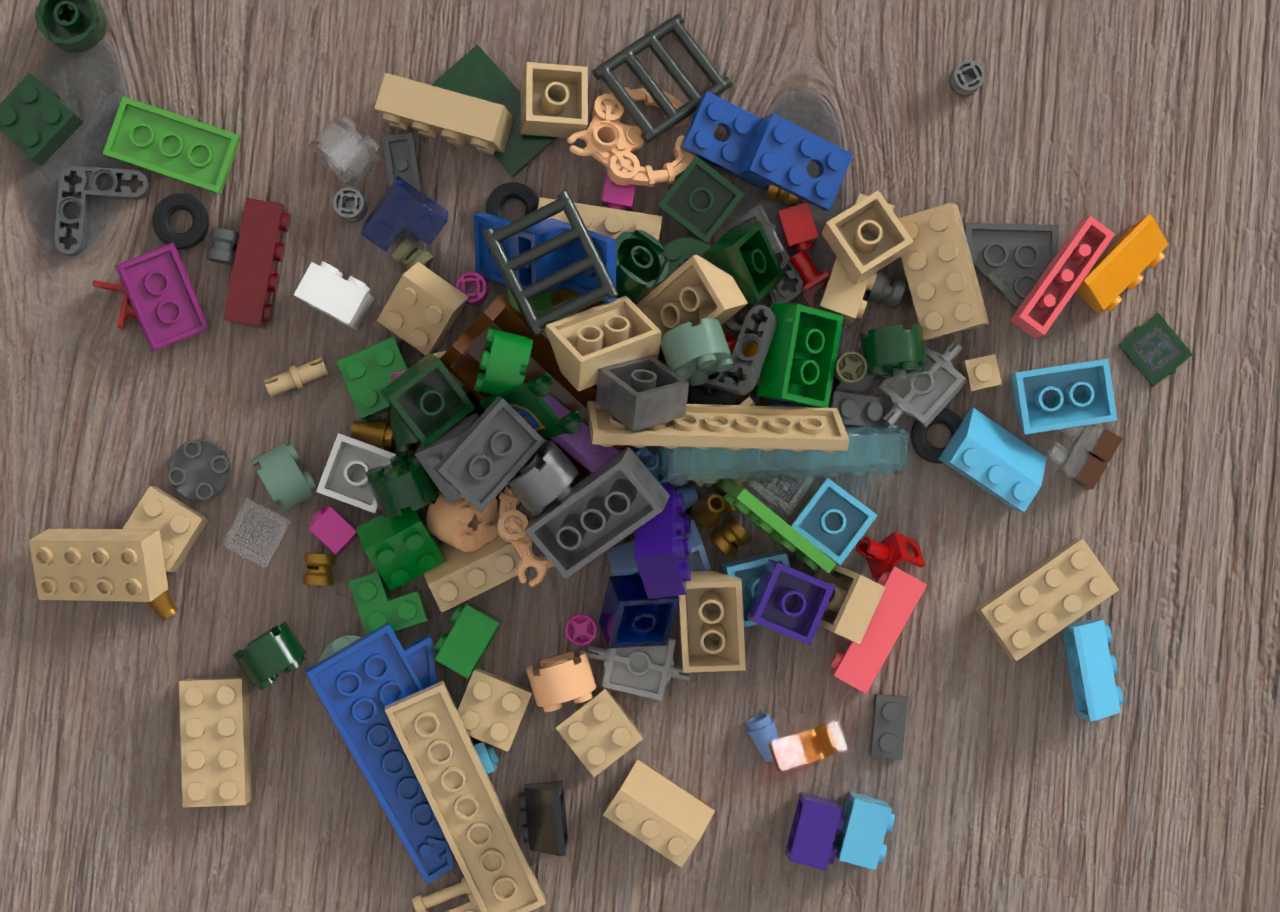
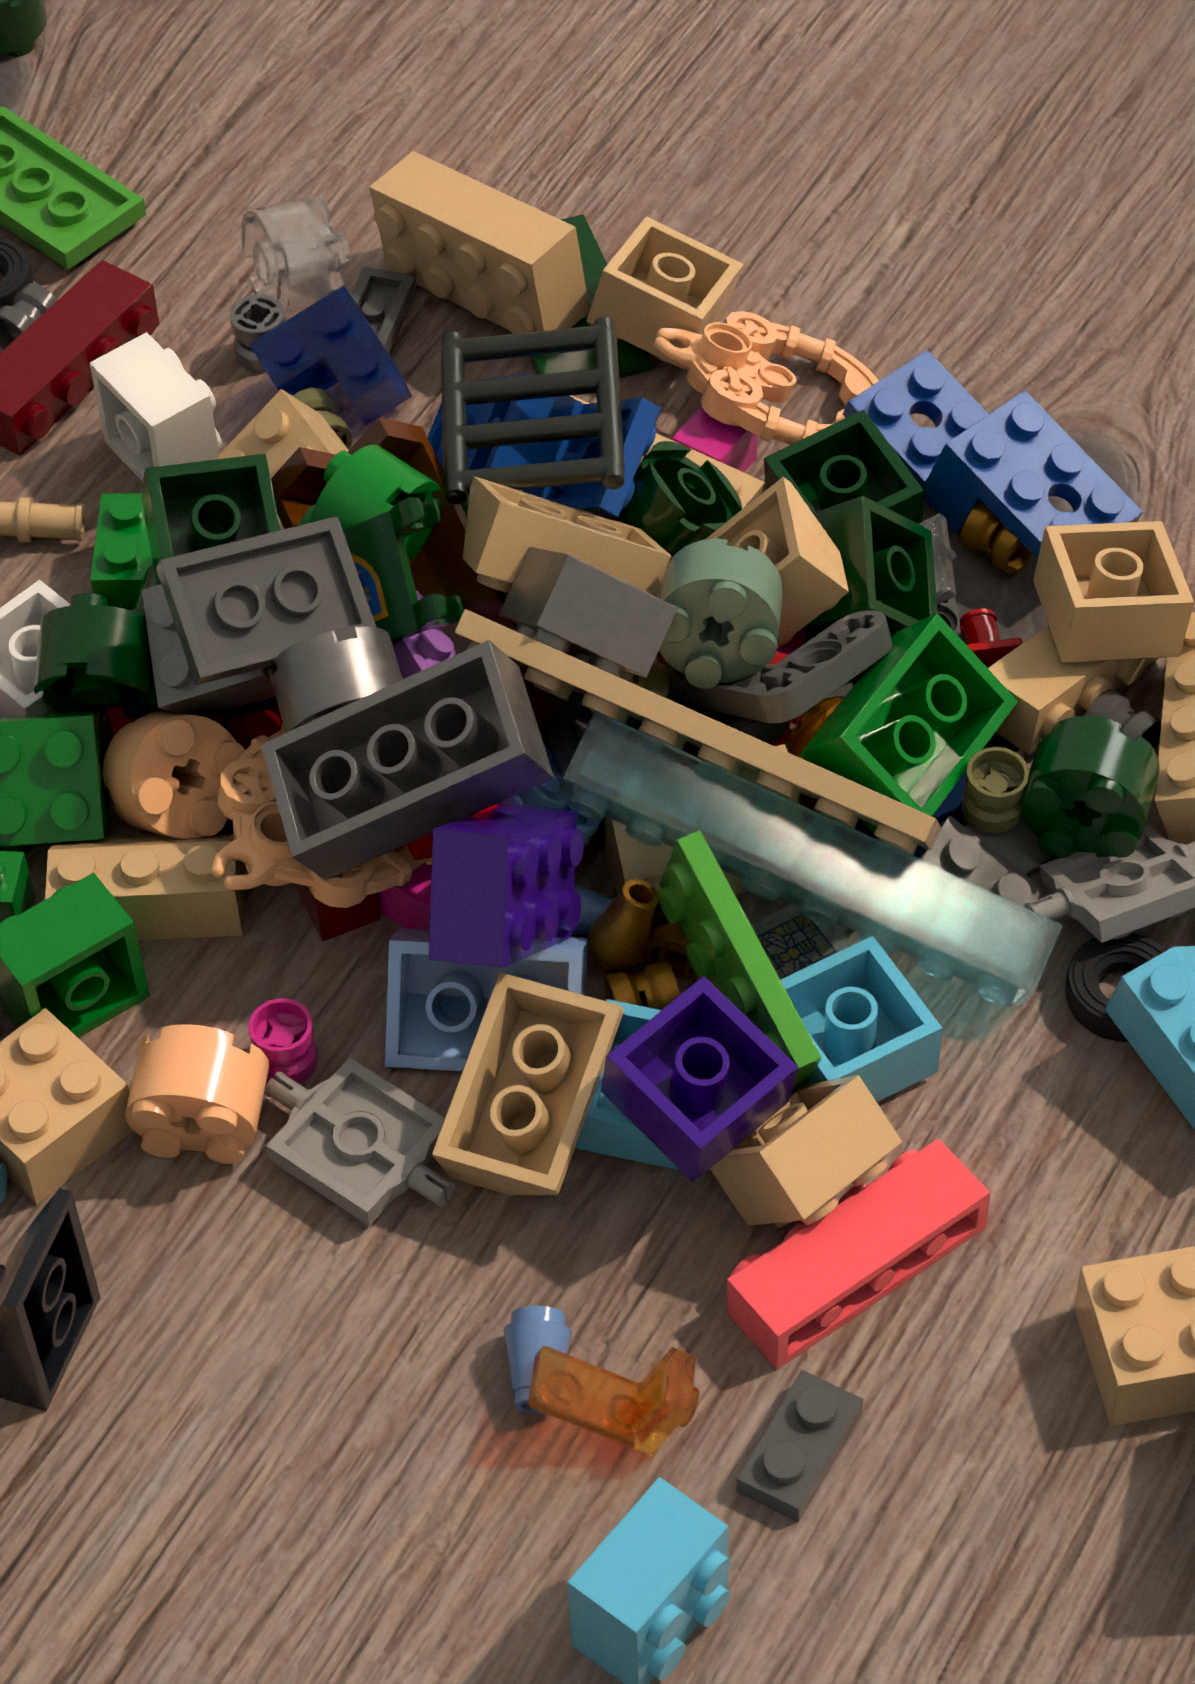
camera: 25 degrees right, 35 degrees down
(599, 732) = (218, 1219): tan brick -> none
(632, 618) = (403, 1019): clear blue brick -> none
(651, 40) = (872, 288): pearl dark grey bar -> none
(659, 813) = (248, 1413): tan slope -> none
(797, 227) = (1000, 584): red brick -> none
(814, 831) = (537, 1541): dark purple brick -> none
(889, 553) = (929, 1120): red bracket -> none

